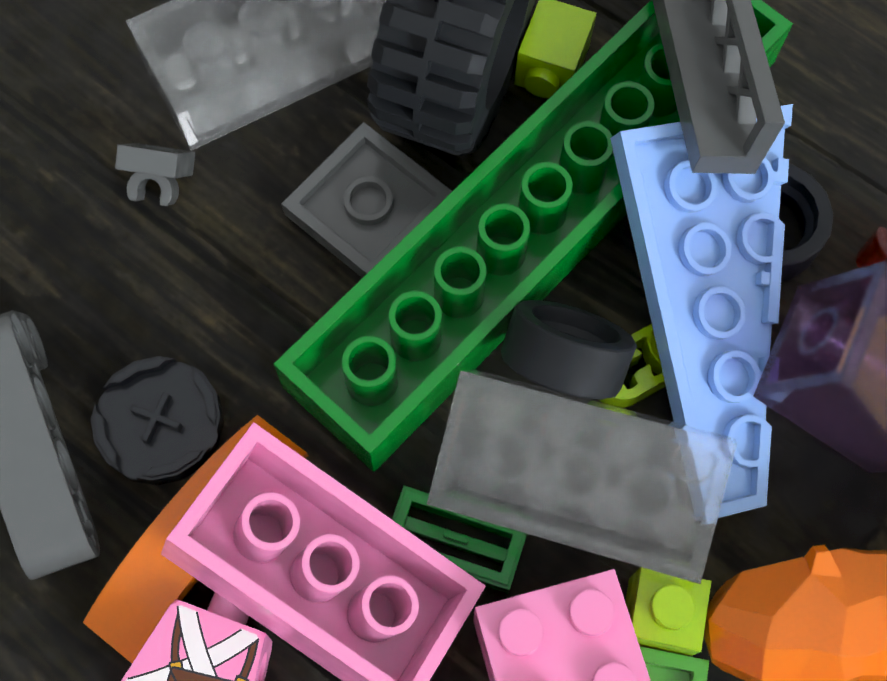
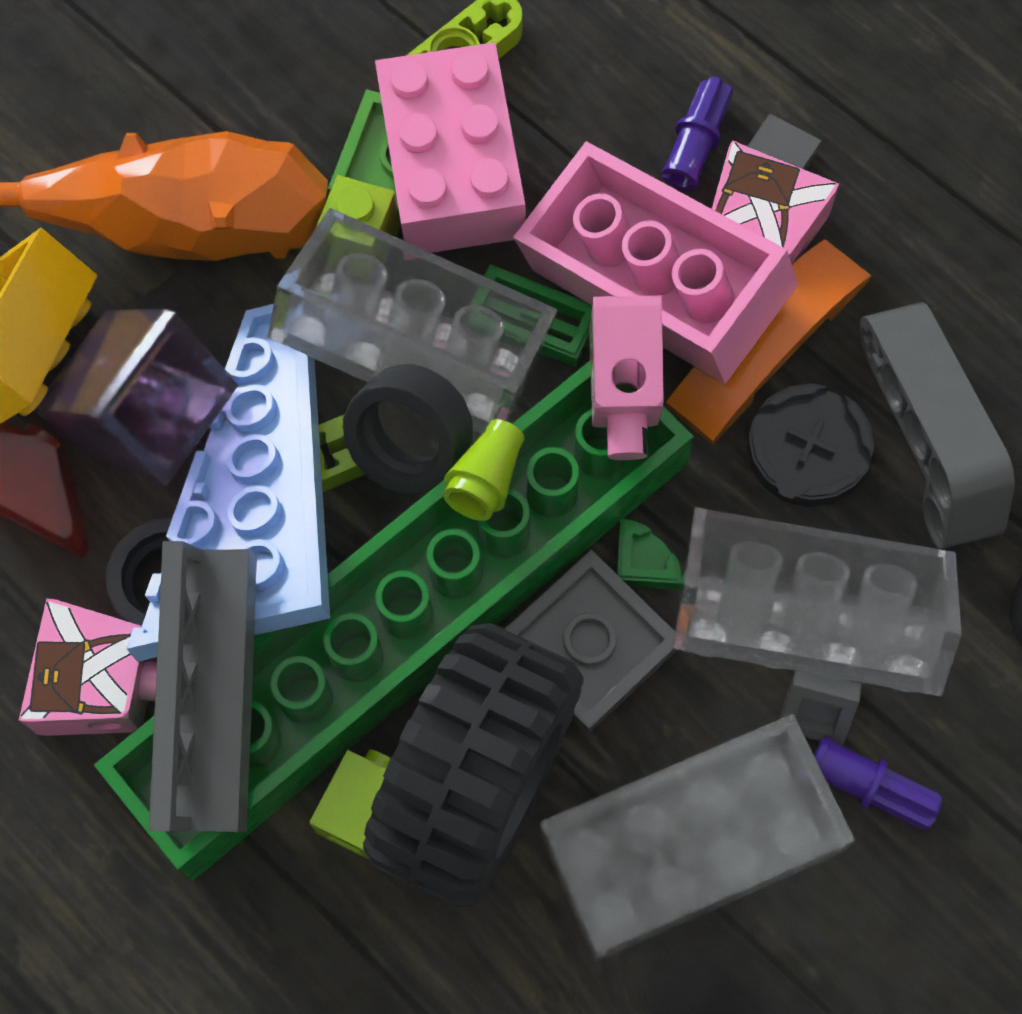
camera: 170 degrees left, 0 degrees up
(112, 110) = (877, 784): none -> dark purple axle
(150, 228) = (819, 602): none -> clear brick
(317, 286) = (645, 558): none -> green tile
(343, 390) = (629, 352): none -> bright pink torso
(482, 288) = (484, 473): none -> lime cone
(832, 130) = (85, 675): none -> torso

